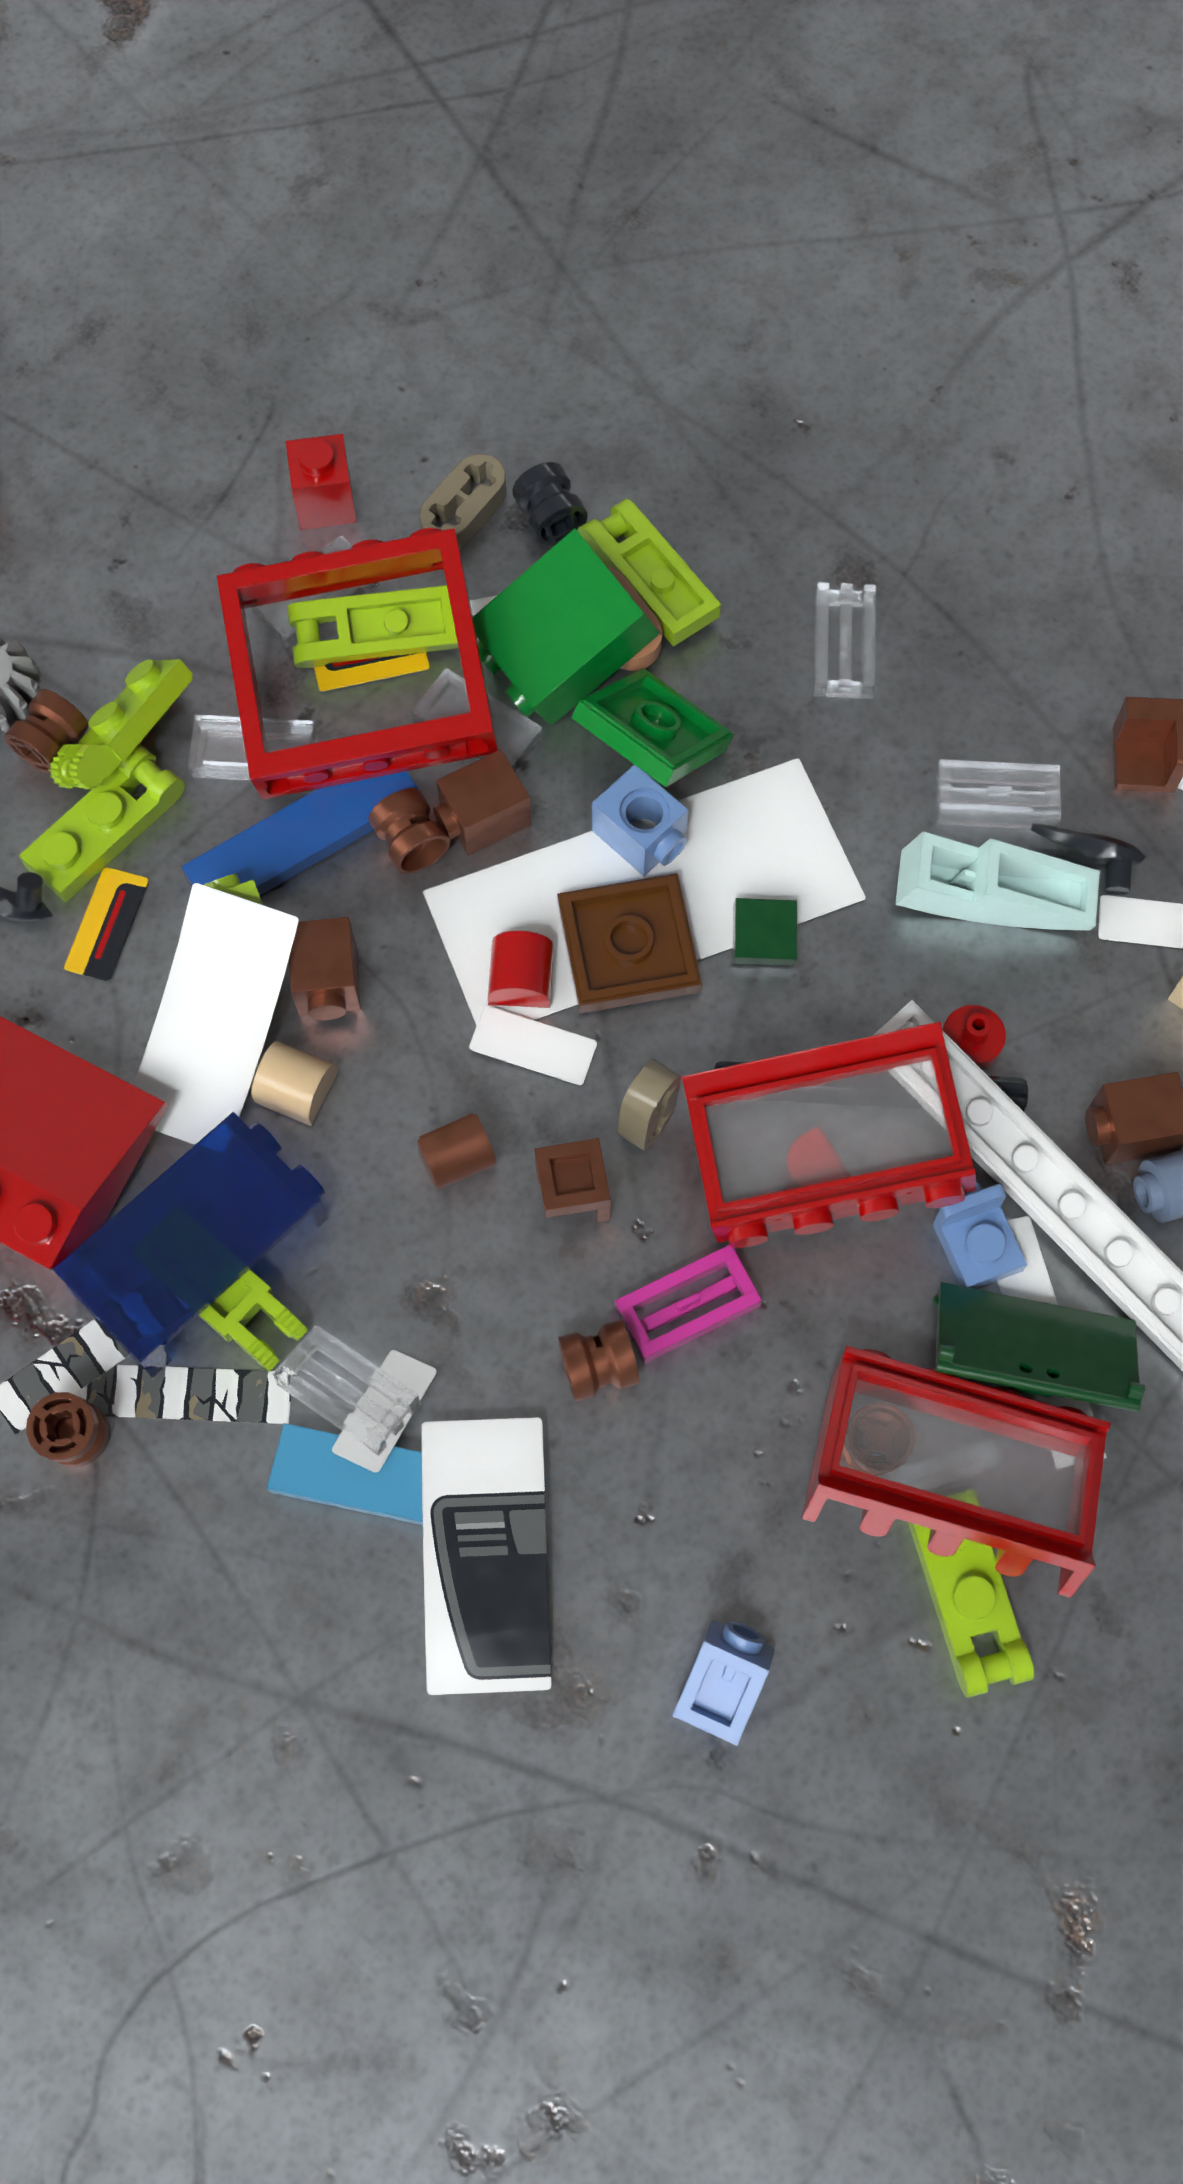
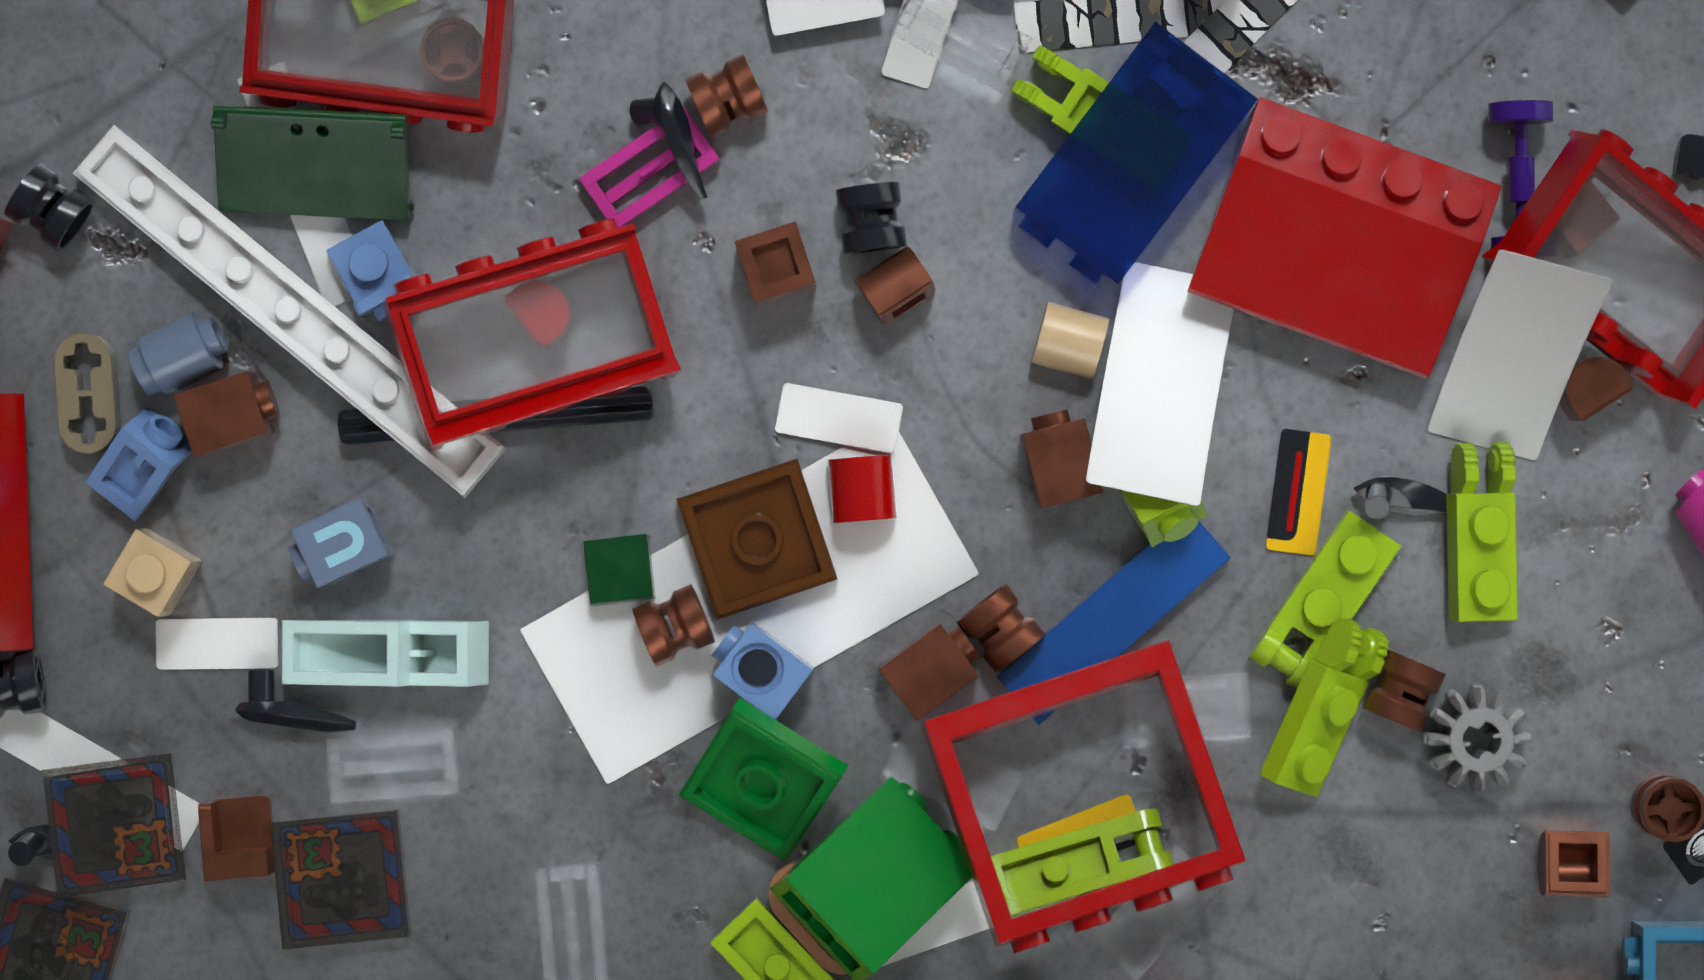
camera: 175 degrees right, 20 degrees up
(469, 1219) = (872, 232): none -> black wheel
(648, 1104) = (710, 348): dark tan beam -> none
(655, 1331) = (674, 124): none -> black bar
(719, 870) = (686, 618): none -> copper wheel
(977, 1033) = (413, 488): red tile -> none
(1034, 984) = (339, 543): none -> sand blue brick
(1055, 708) = (340, 879): none -> clear smoke tile

